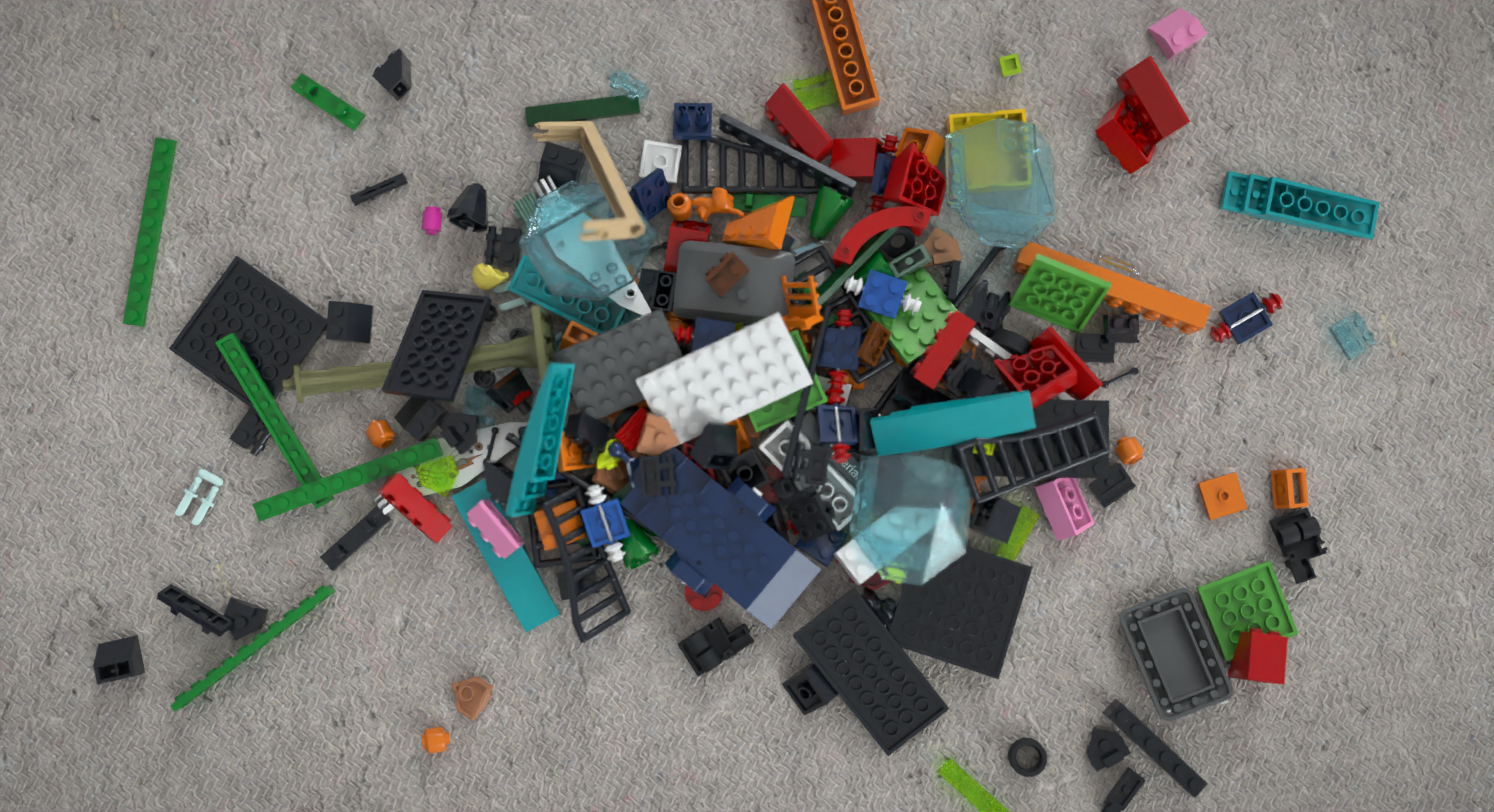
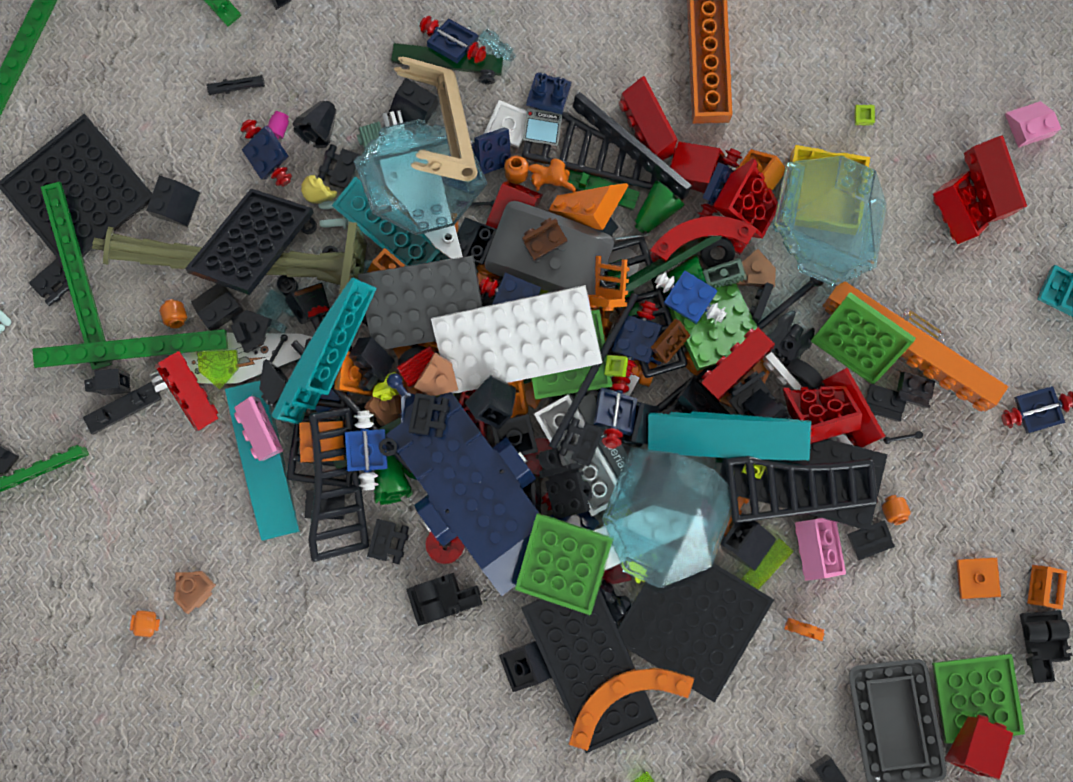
camera: 10 degrees right, 5 degrees down
(336, 517) = (108, 382): none -> black hinge
(427, 251) = (265, 153): none -> dark blue plate
(583, 90) = (452, 40): none -> dark blue plate
(621, 511) = (384, 442): none -> black bush
(626, 119) = (486, 77): none -> black bush
(642, 602) = (382, 539): none -> black plate
(694, 157) = (542, 127): none -> sticker
(819, 96) = (673, 99): clear neon green plate -> none
(824, 585) = (564, 564): none -> bright green plate
(827, 381) = (616, 366): none -> lime plate
(905, 686) = (618, 687): none -> orange plate
(1066, 588) = (804, 629): none -> orange plate

